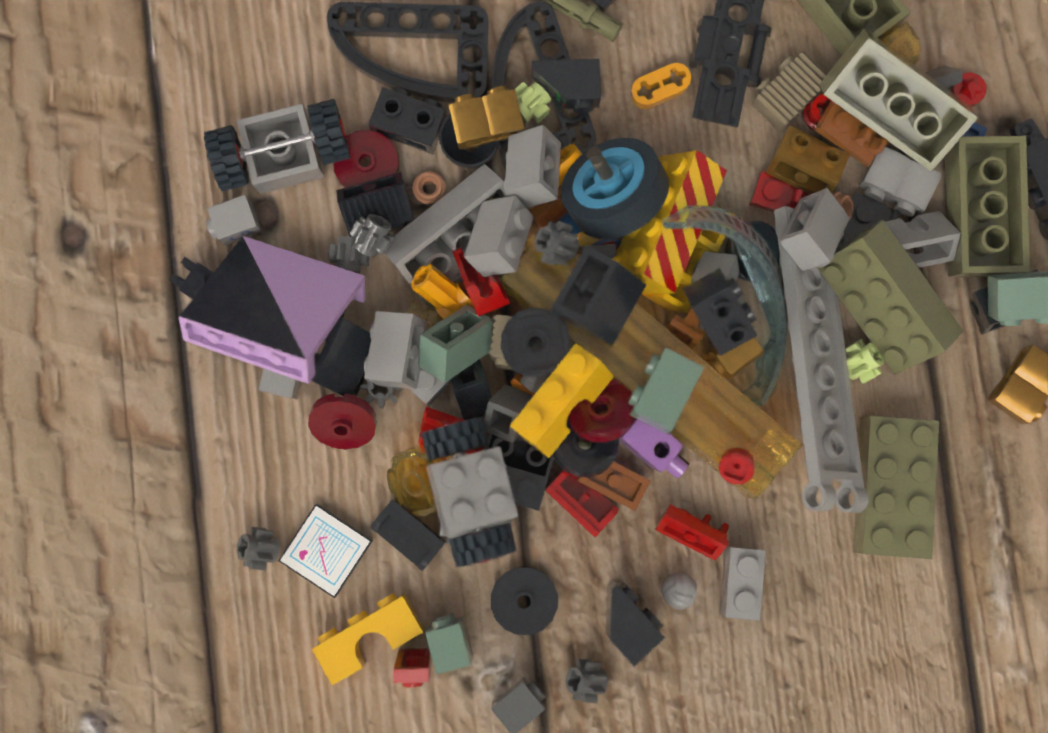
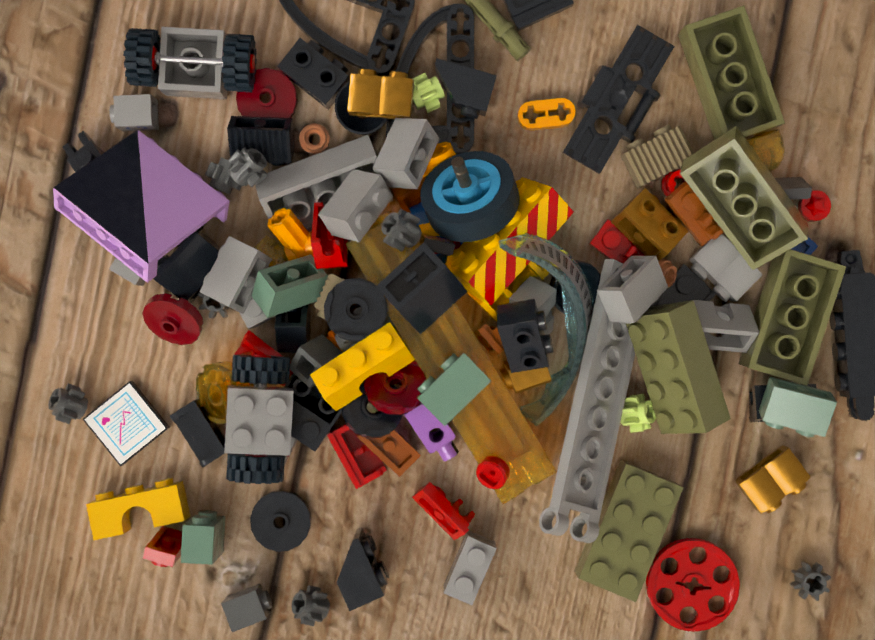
camera: 20 degrees right, 5 degrees up
(679, 590) = (414, 556): light grey piece -> none
(995, 534) = (701, 595): none -> red wedge

